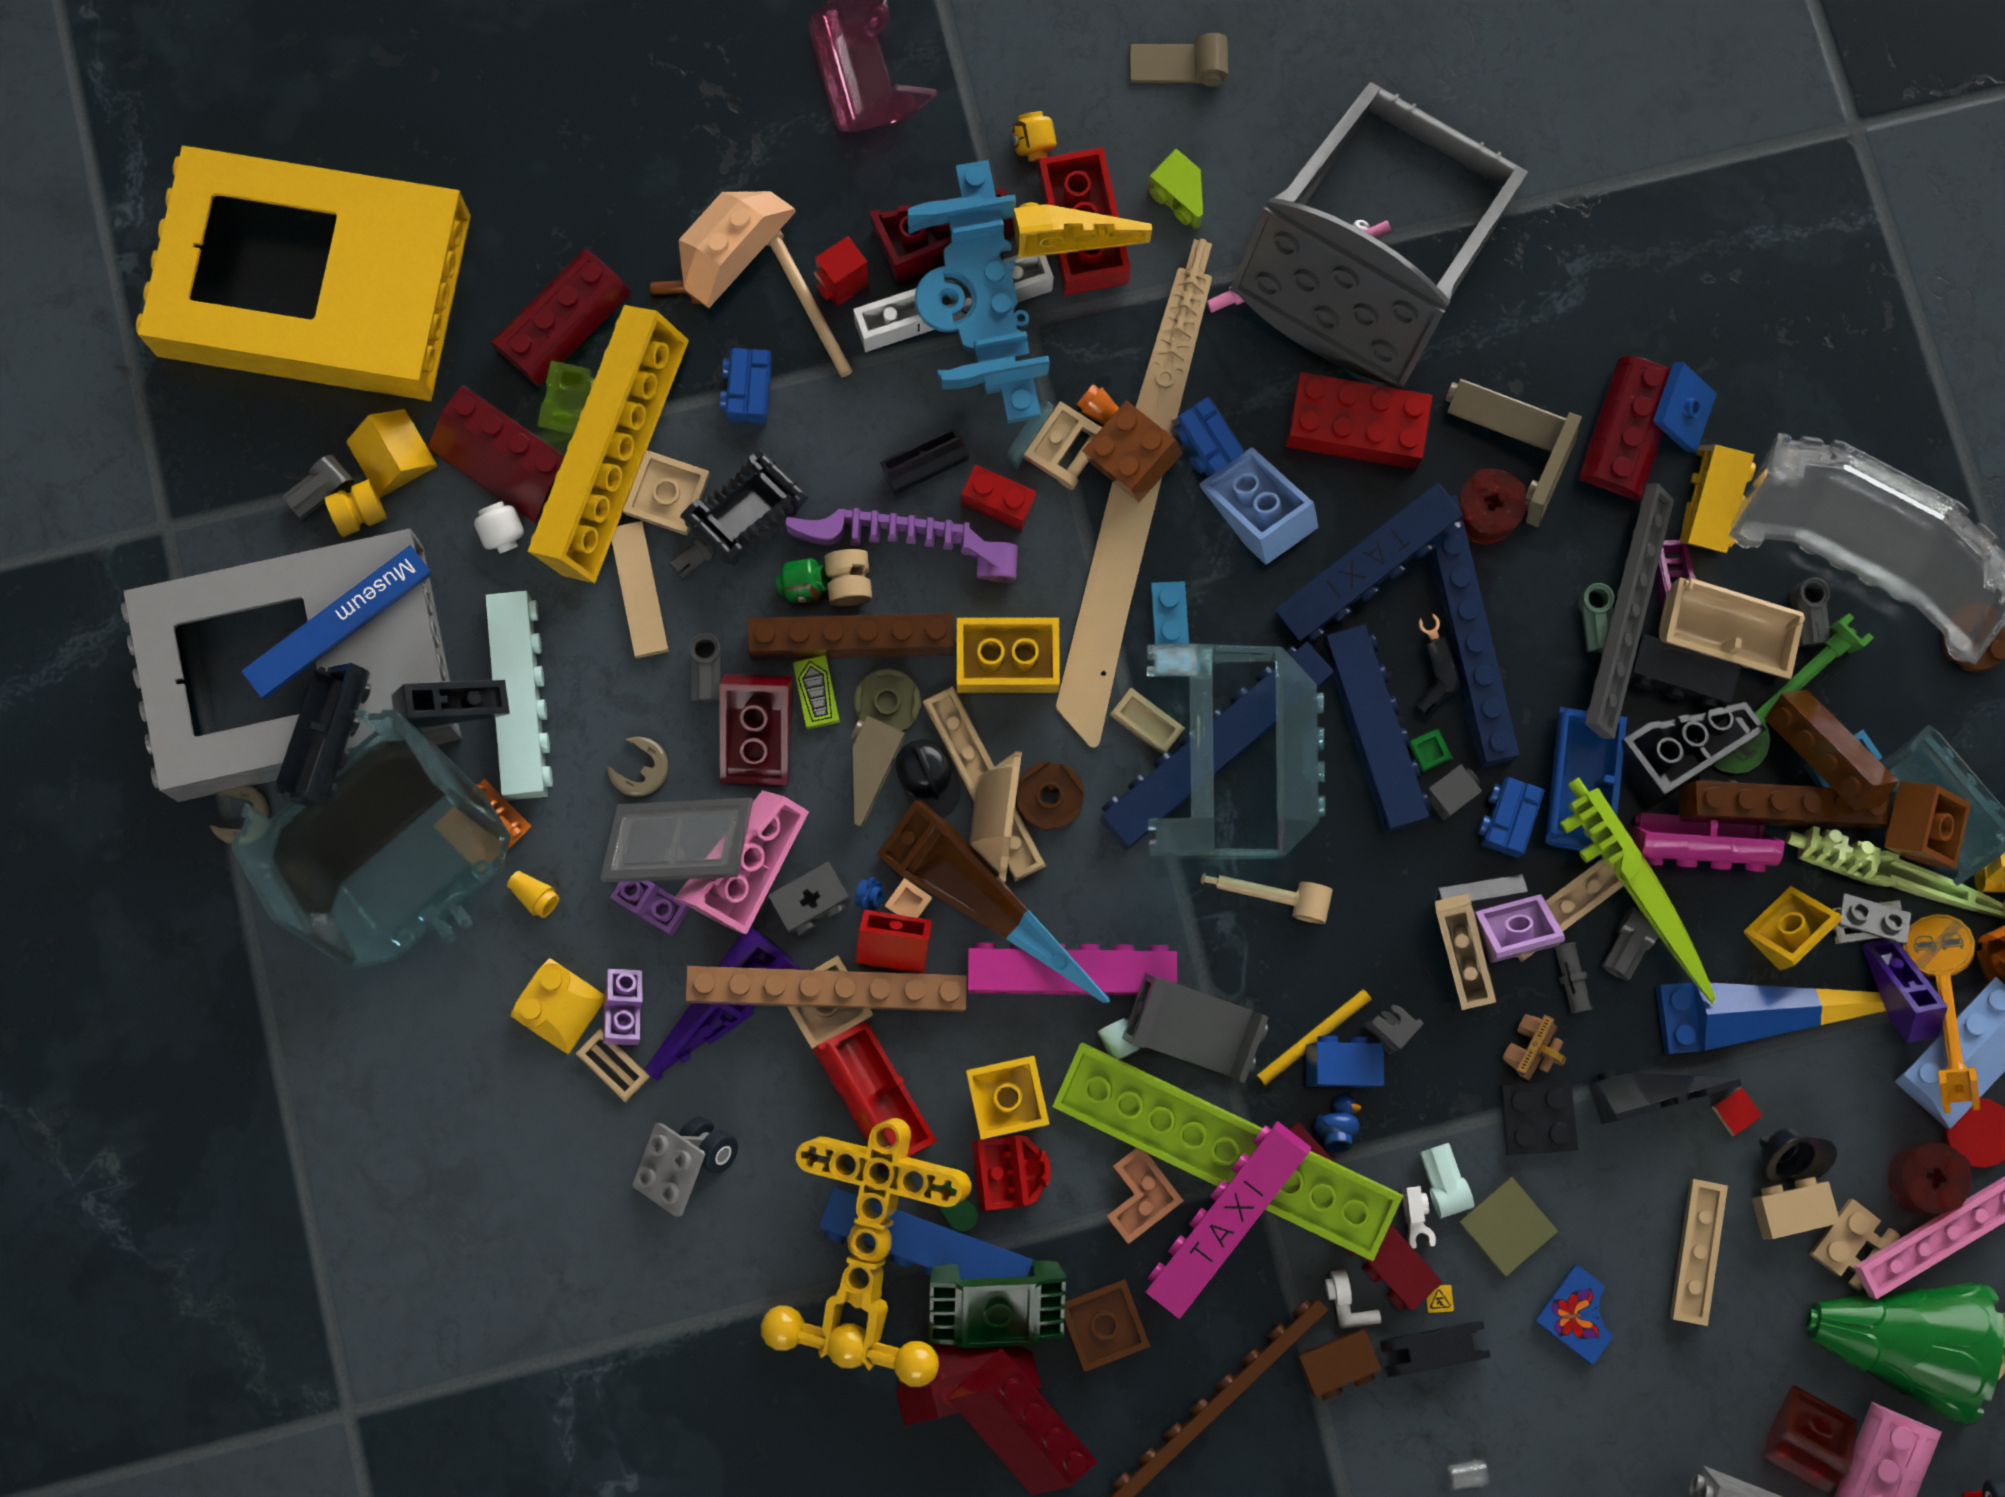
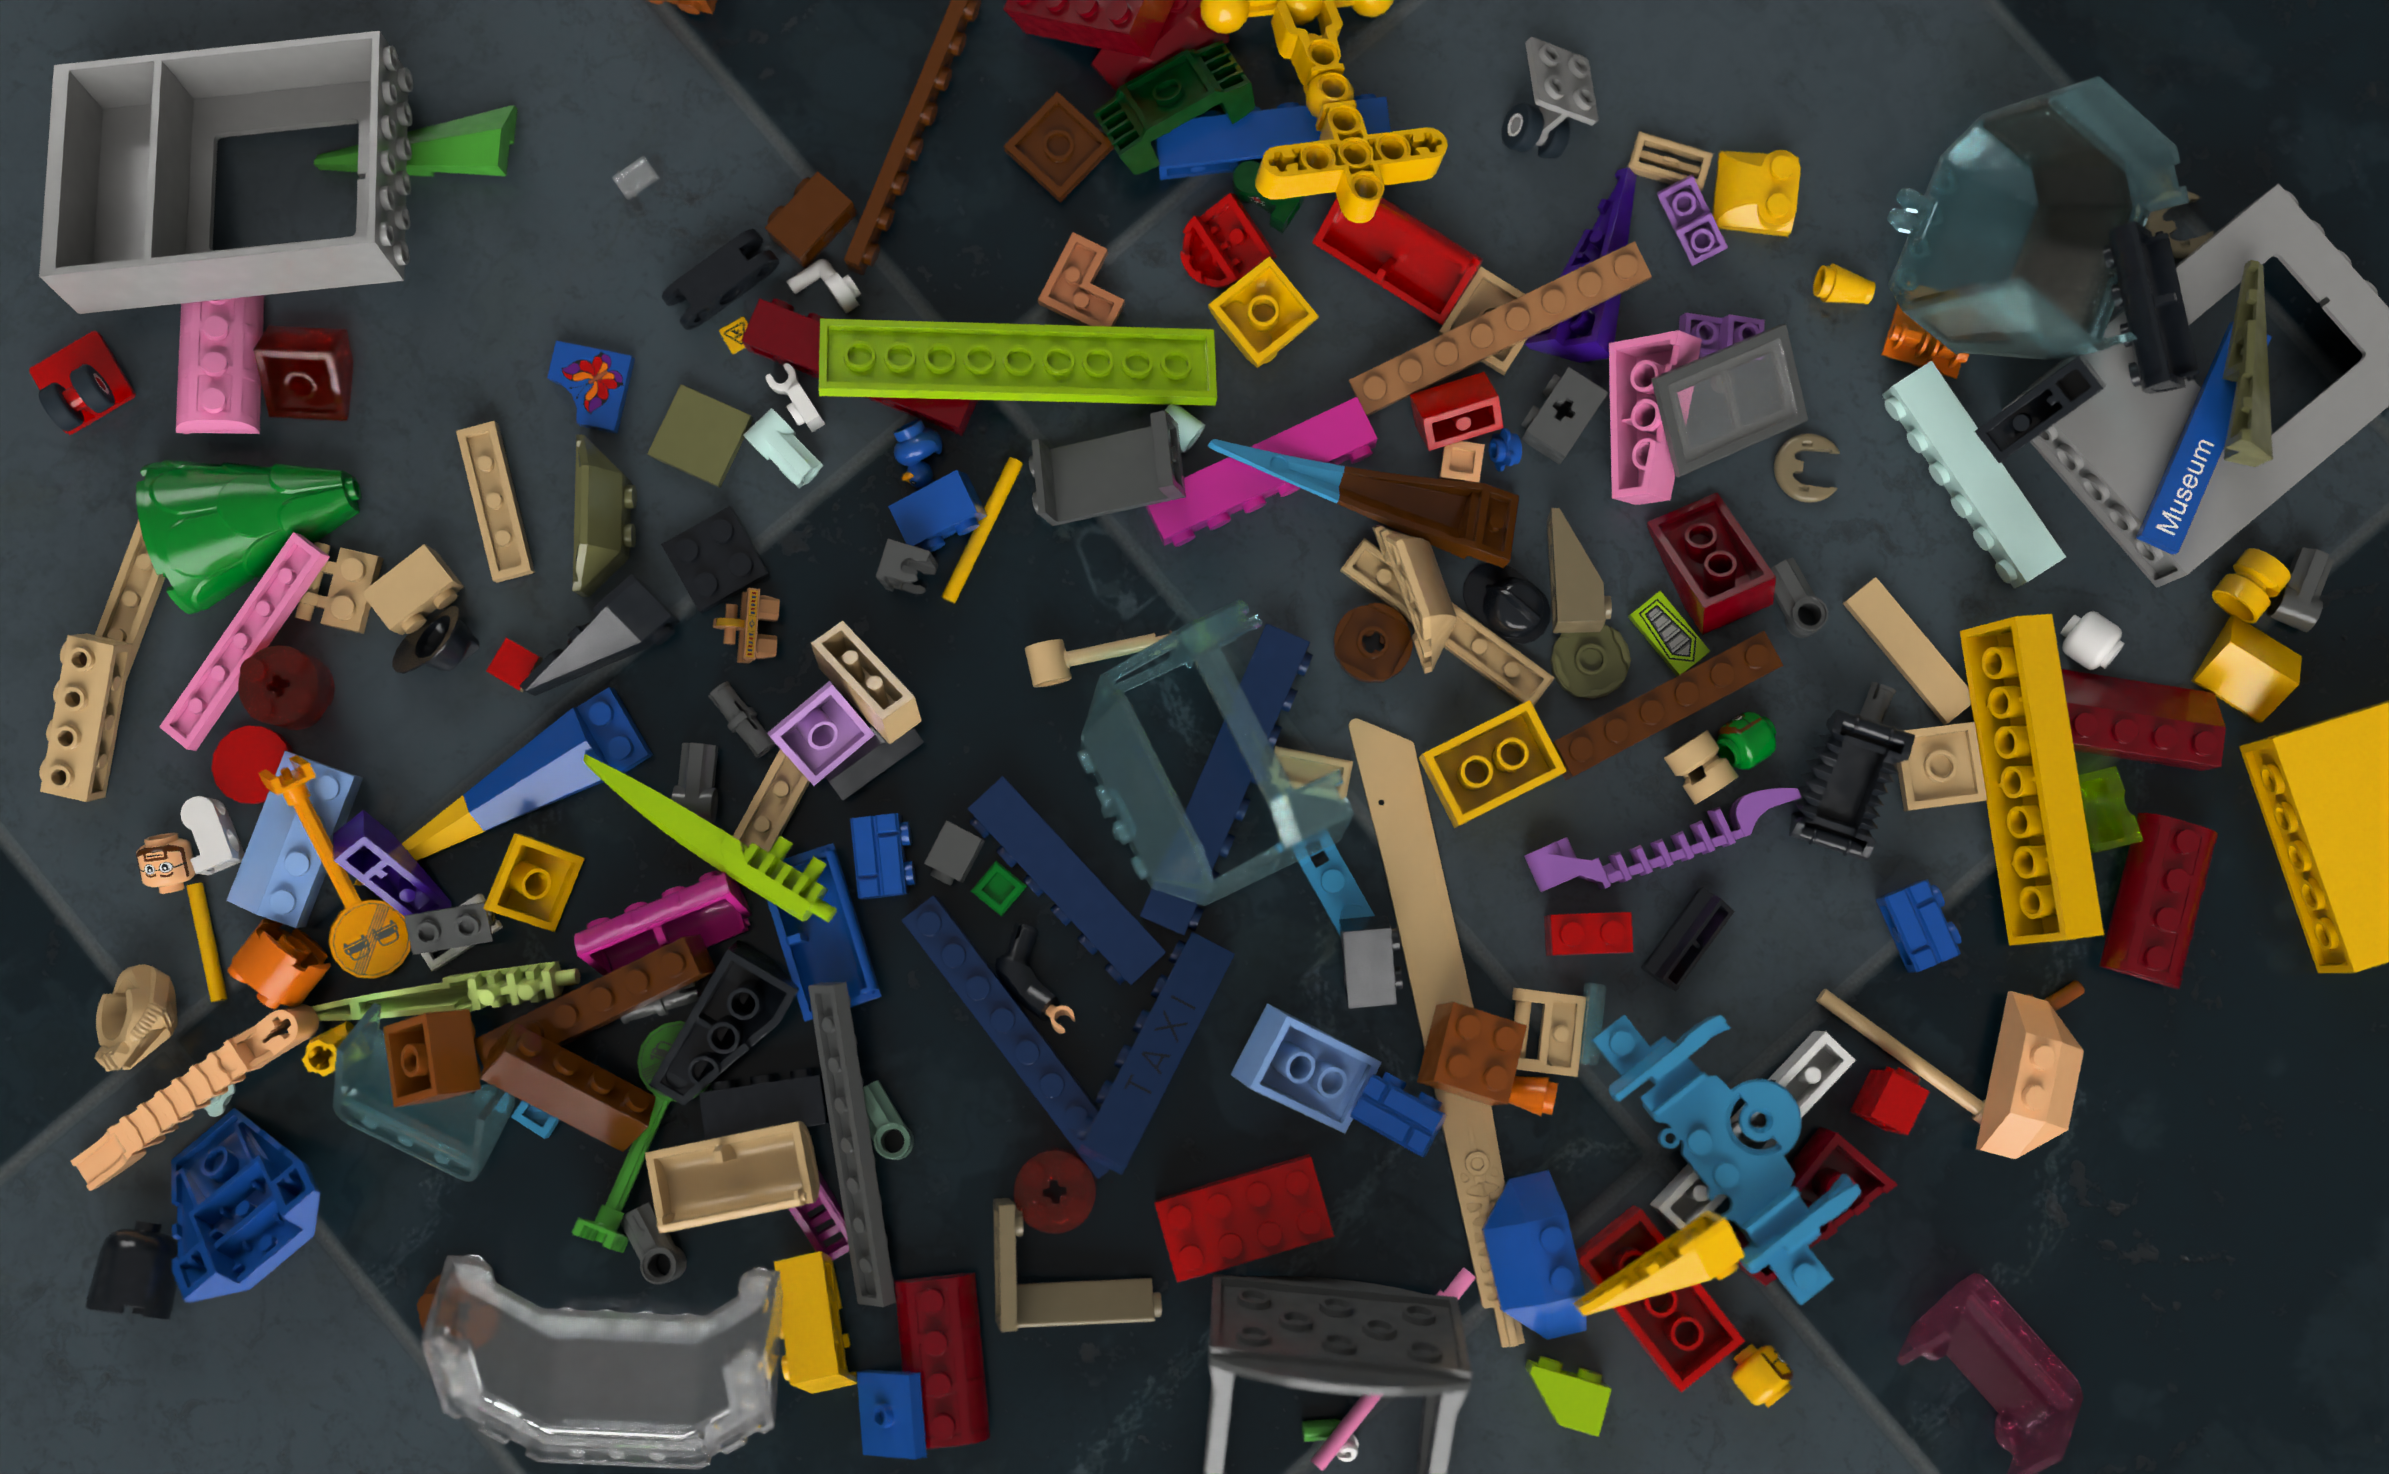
camera: 160 degrees right, 5 degrees up
(275, 657) = (2247, 364): none -> olive wedge
(1157, 294) = (1535, 1257): none -> blue wedge
(1175, 556) = (1369, 961): none -> brick
(1228, 1219) = (984, 294): dark pink brick -> none
(1616, 1198) = (600, 518): none -> olive wedge

